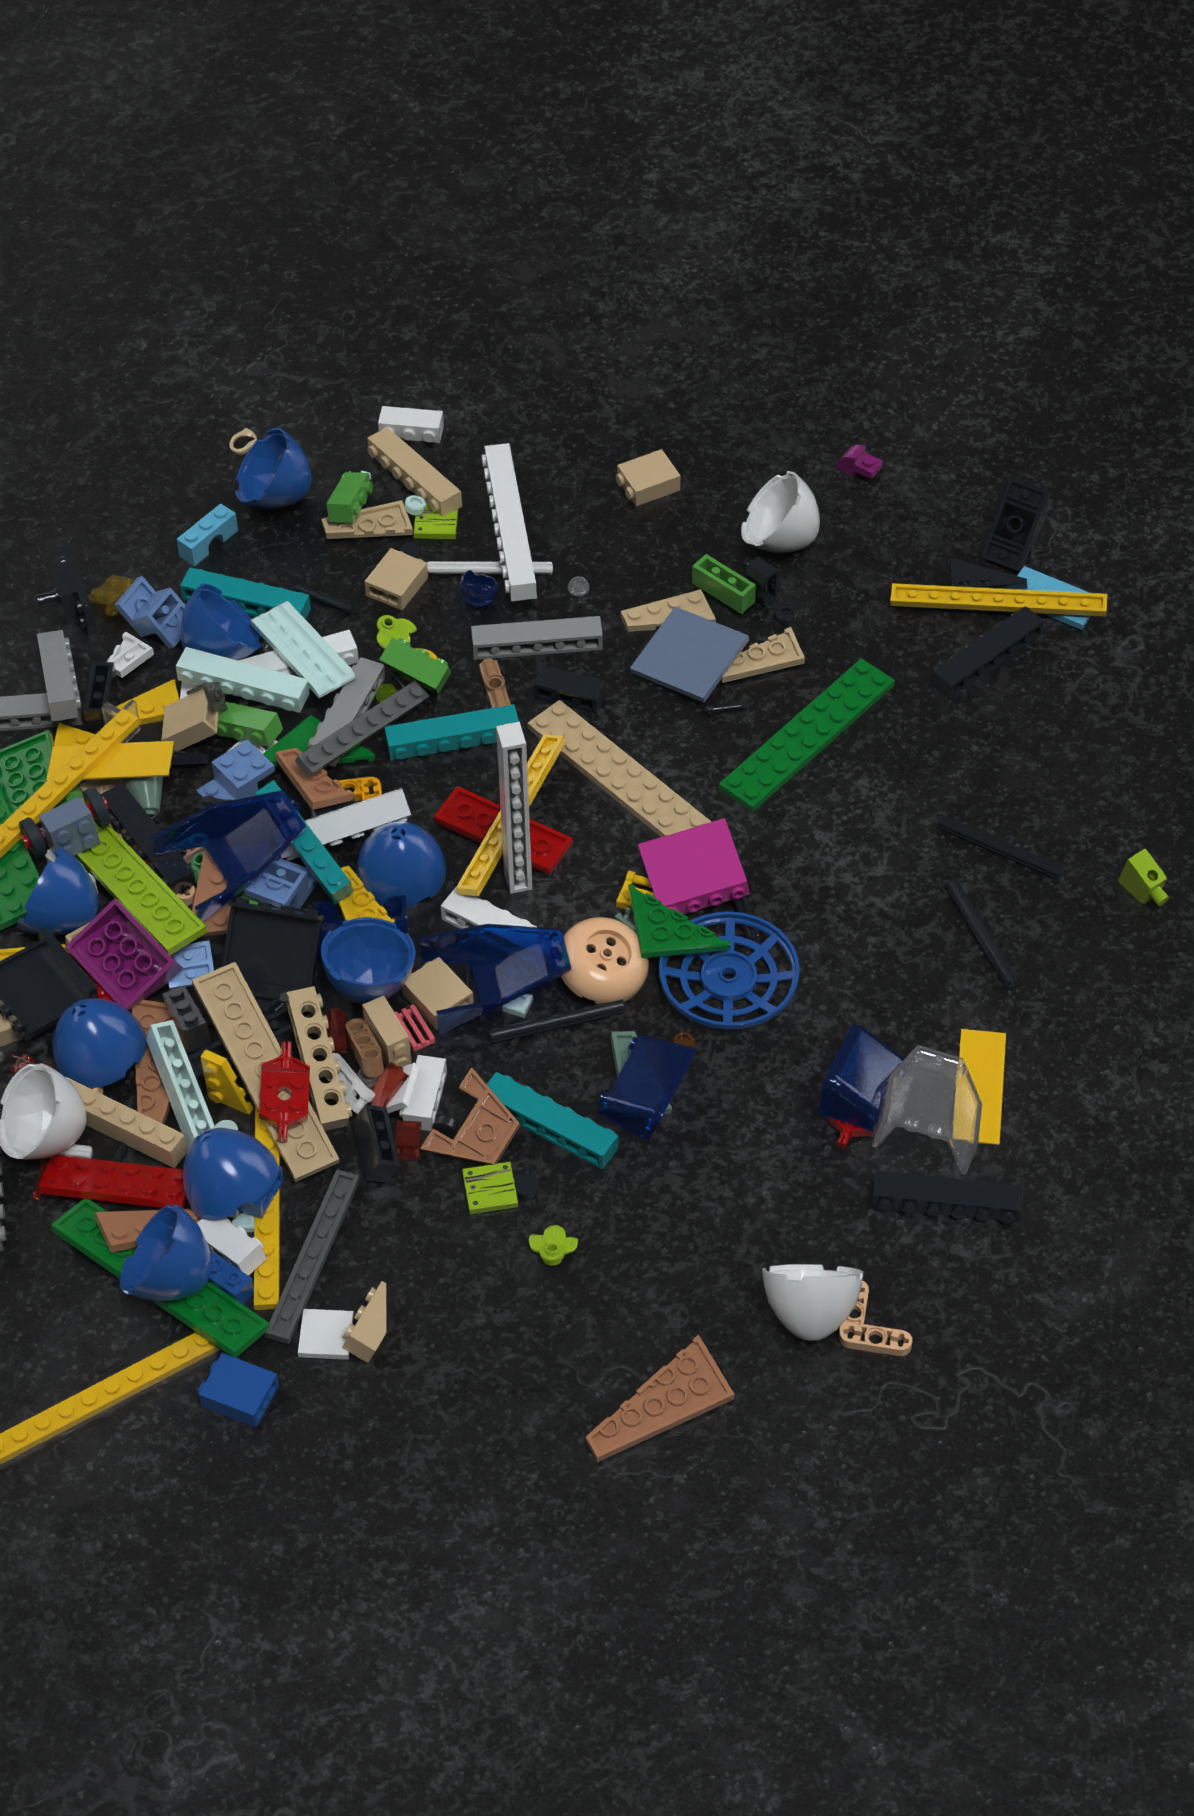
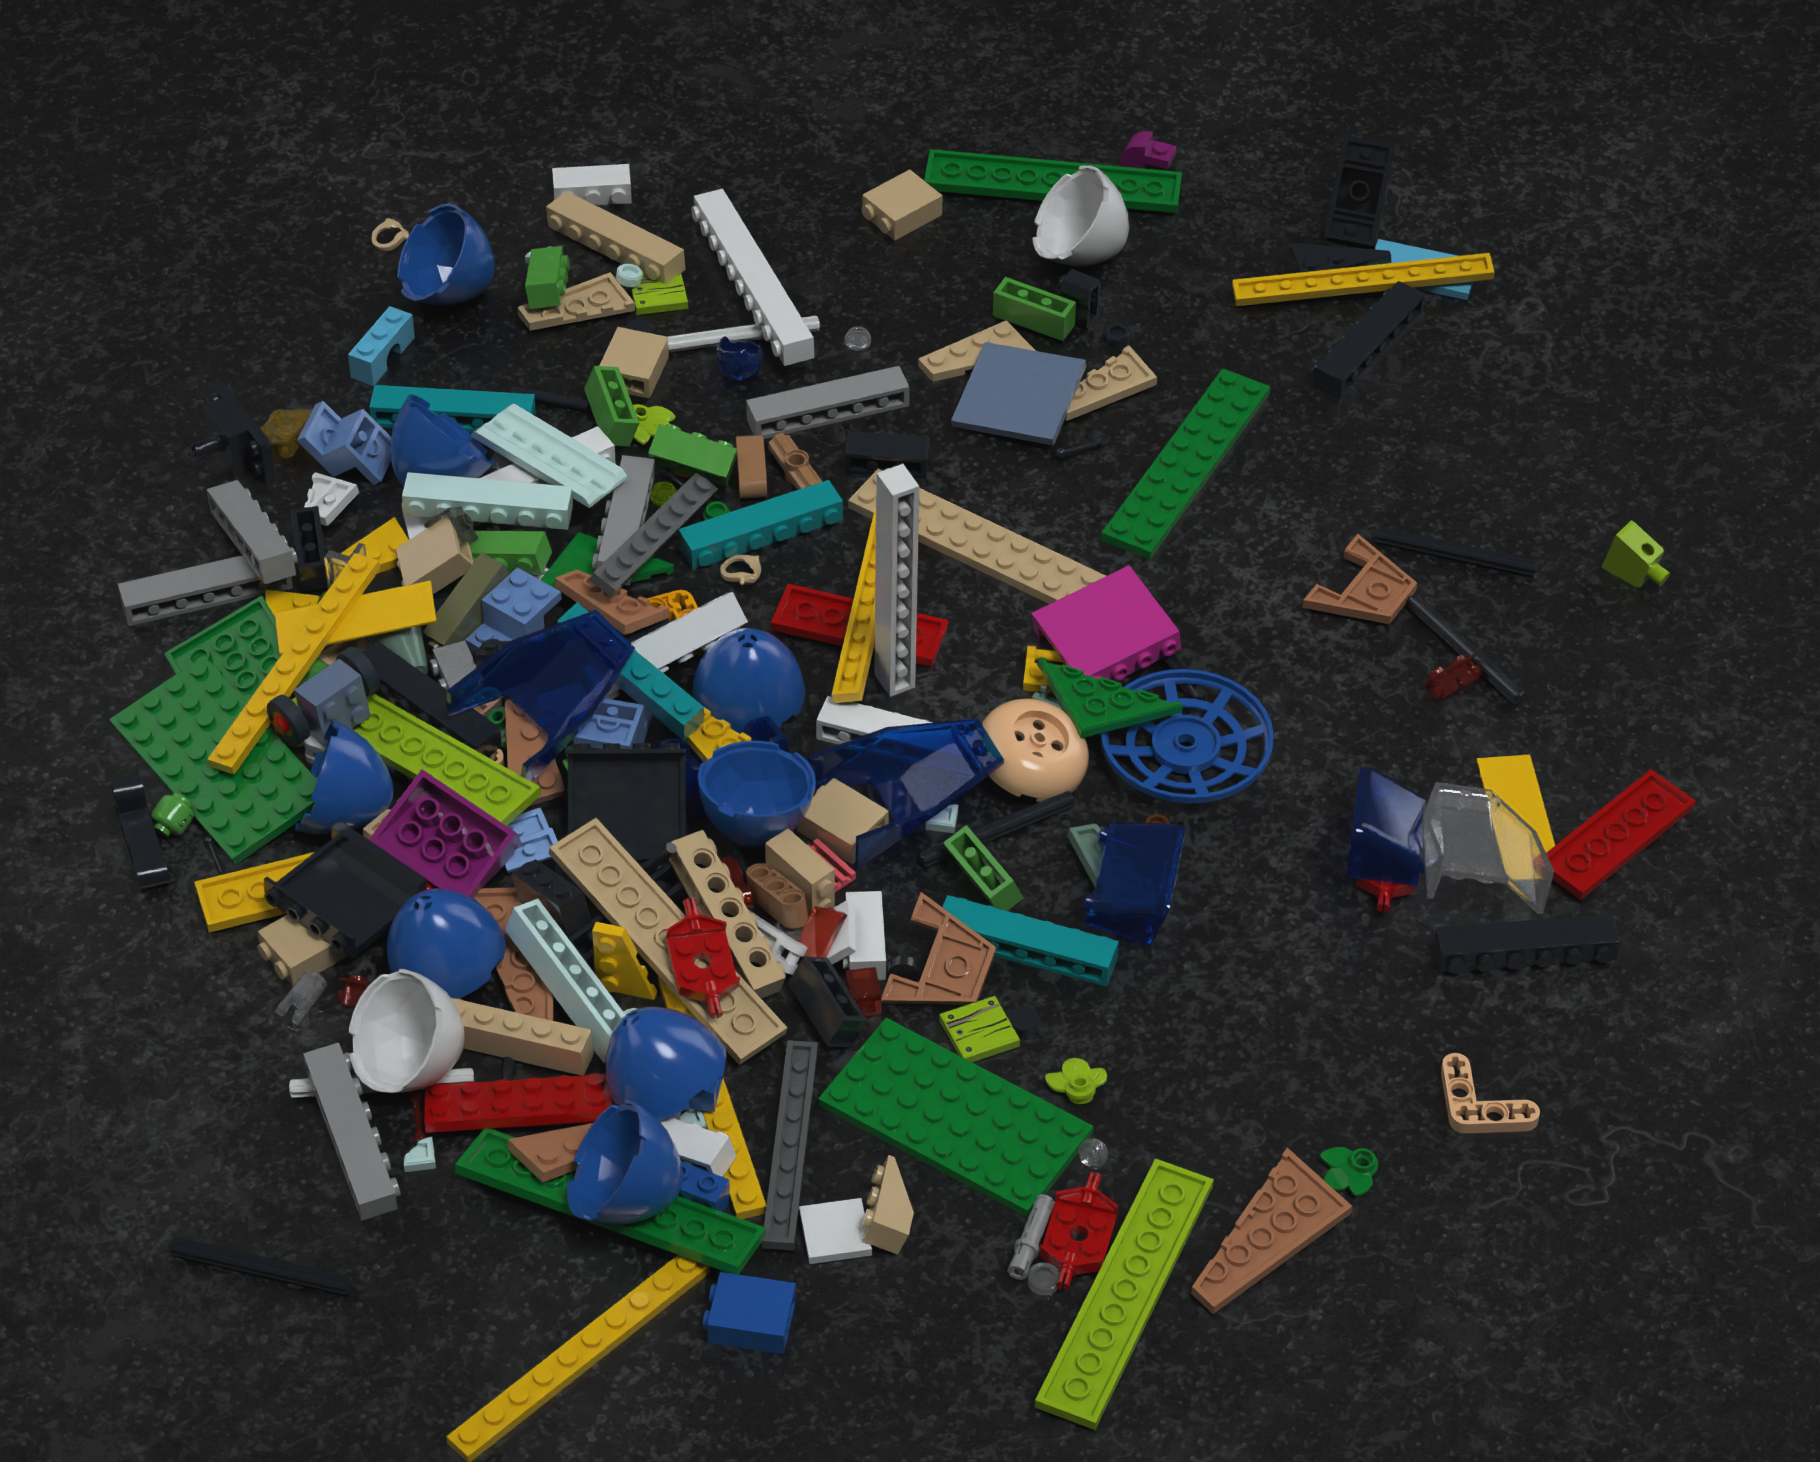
camera: 15 degrees left, 5 degrees down
(32, 1211) = (420, 1157): none -> light aqua tile
(178, 808) = (451, 663): none -> light grey brick
(196, 767) = (463, 608): none -> olive slope
(366, 613) = (611, 405): none -> bright green brick
(421, 714) = (715, 509): none -> green plate
(425, 774) = (742, 577): none -> tan piece
(449, 1257) = (955, 1116): none -> green plate
(460, 682) = (751, 467): none -> medium nougat beam
(468, 1377) = (1028, 1245): none -> light grey pin
(474, 1406) = (1043, 1278): none -> clear tile
(515, 1355) = (1084, 1212): none -> red plate
(532, 1055) = (983, 869): none -> bright green brick
(532, 1431) = (1124, 1294): none -> lime plate
(544, 1309) = (1093, 1153): none -> clear plate
(741, 1363) = (1347, 1171): none -> green plate
(756, 469) = (1035, 178): none -> green plate
(812, 1299) = (1414, 1083): white piece -> none
(922, 872) = (1375, 592): none -> nougat wing
(954, 957) = (1443, 681): none -> clear red hinge
(1052, 1115) = (1617, 833): none -> red plate

